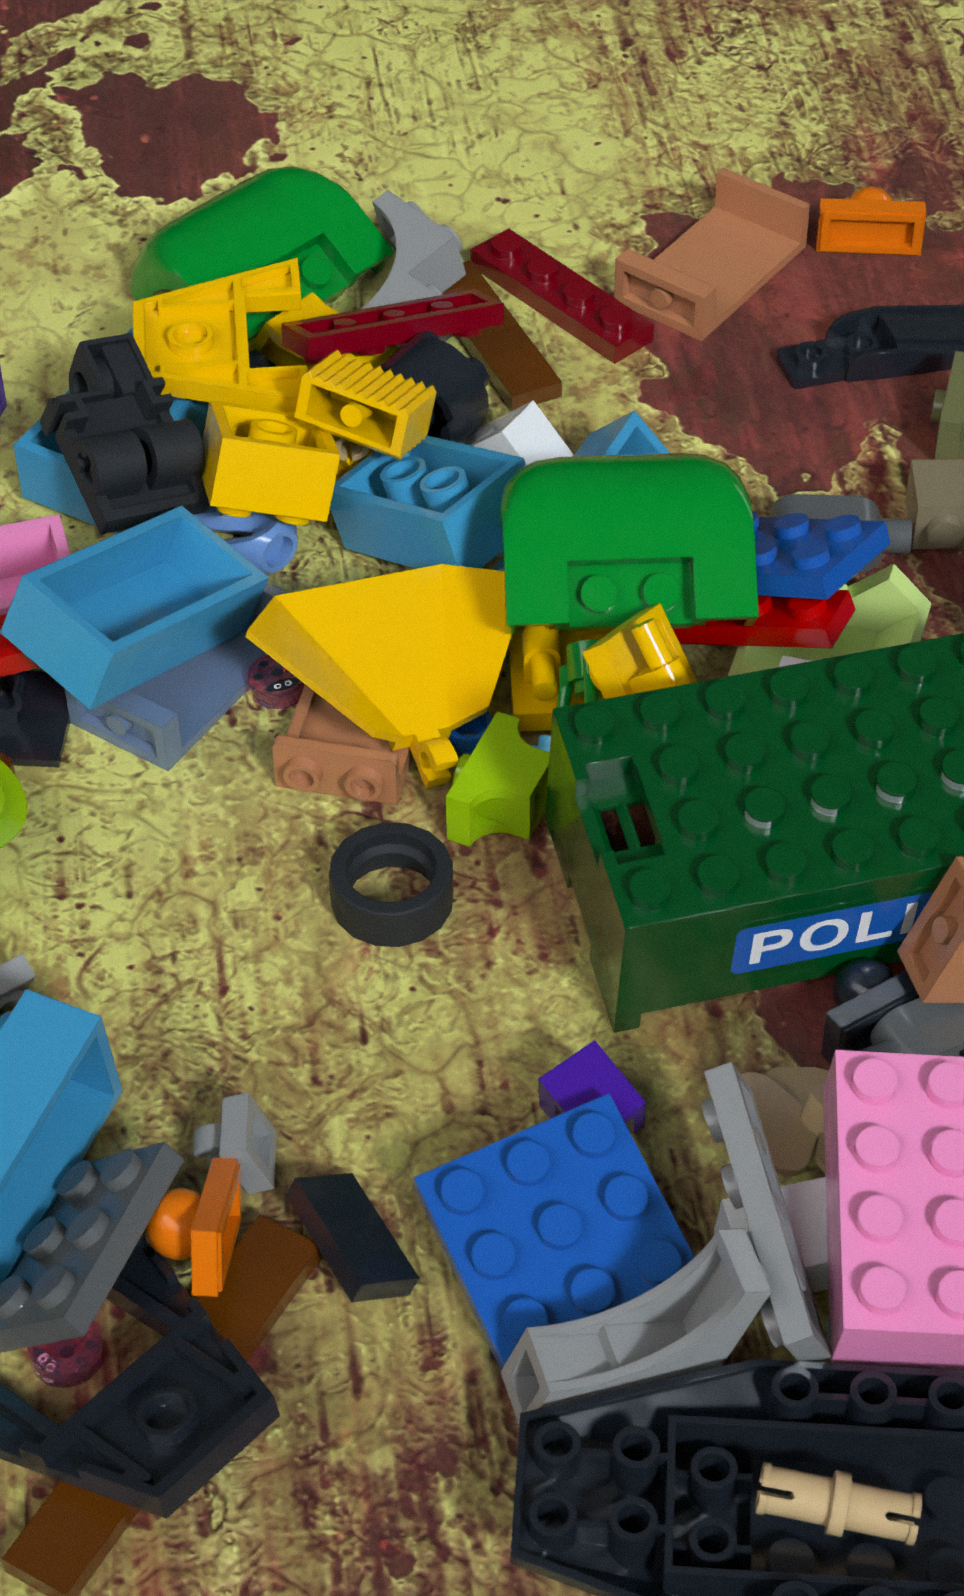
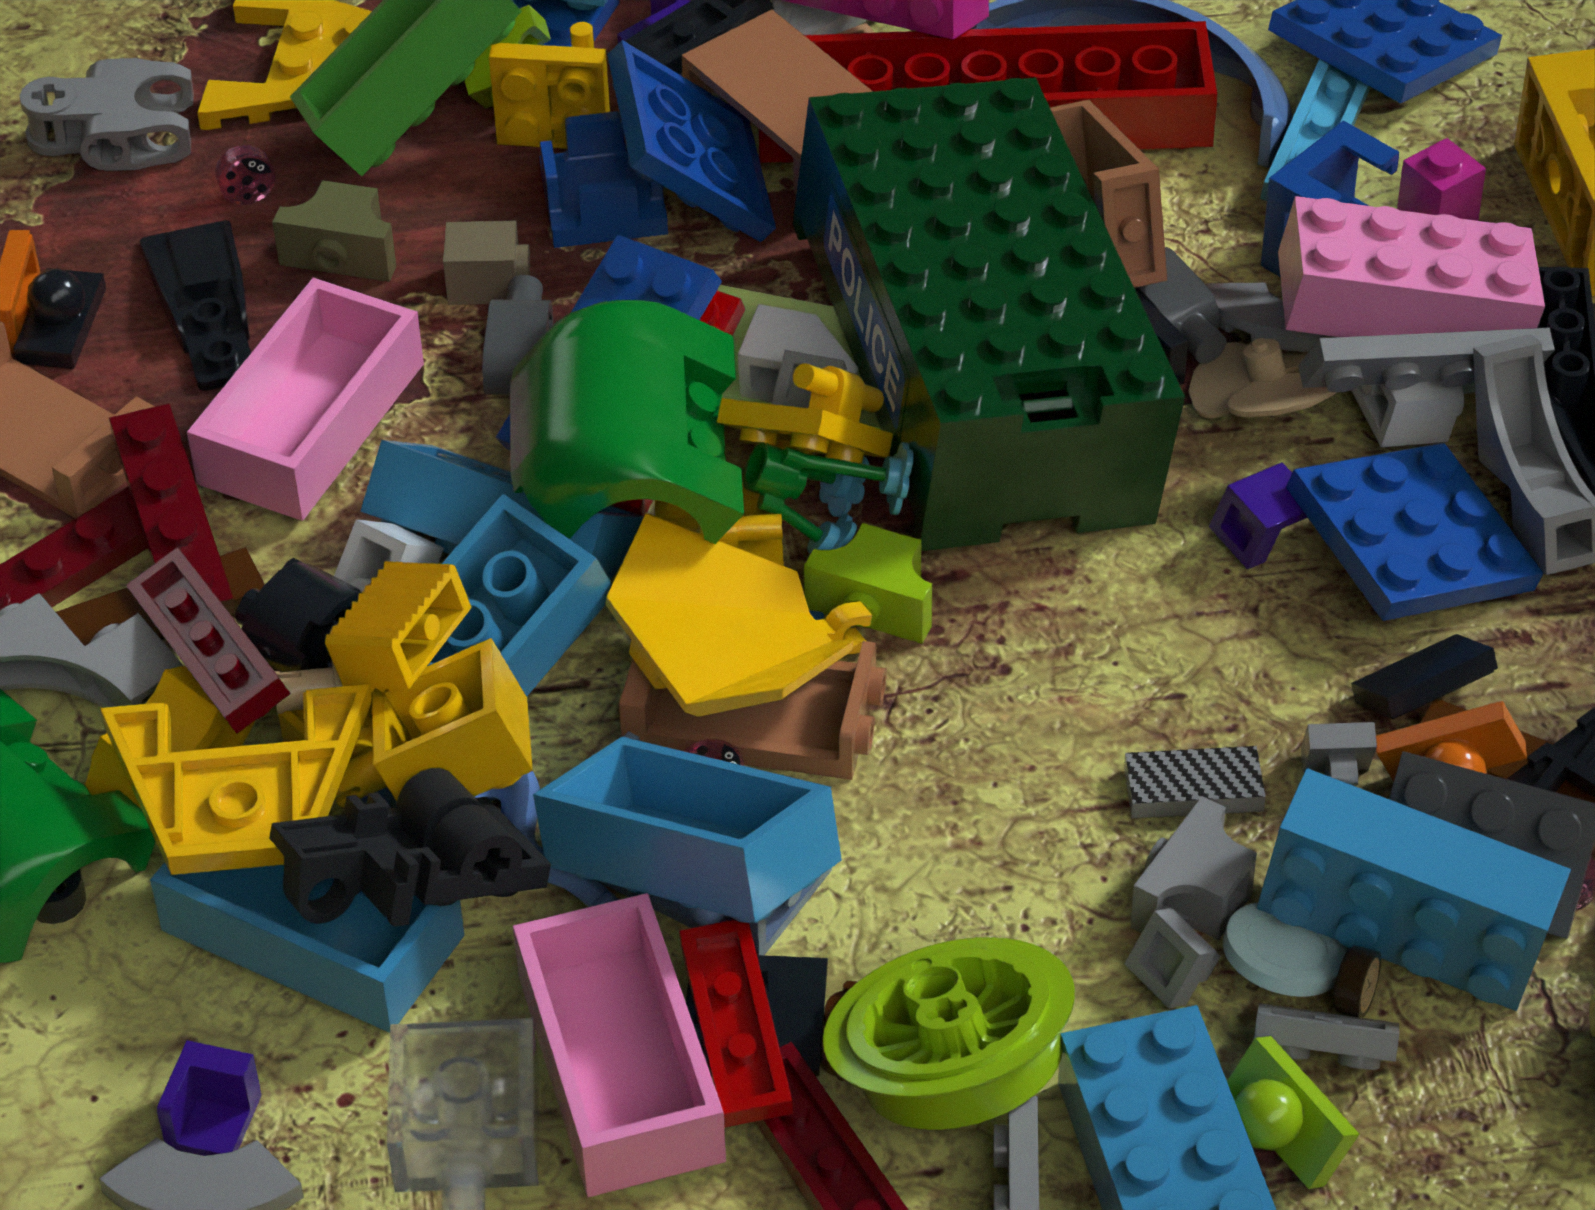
camera: 90 degrees left, 0 degrees up
(131, 1015) = (1196, 873): none -> light grey brick
(232, 1034) = (1177, 779): none -> light grey tile
(391, 922) = (1006, 701): black tyre -> none
(580, 319) = (167, 493): none -> dark red plate
(729, 391) = (306, 398): none -> bright pink piece
(853, 259) = (59, 317): none -> black tile

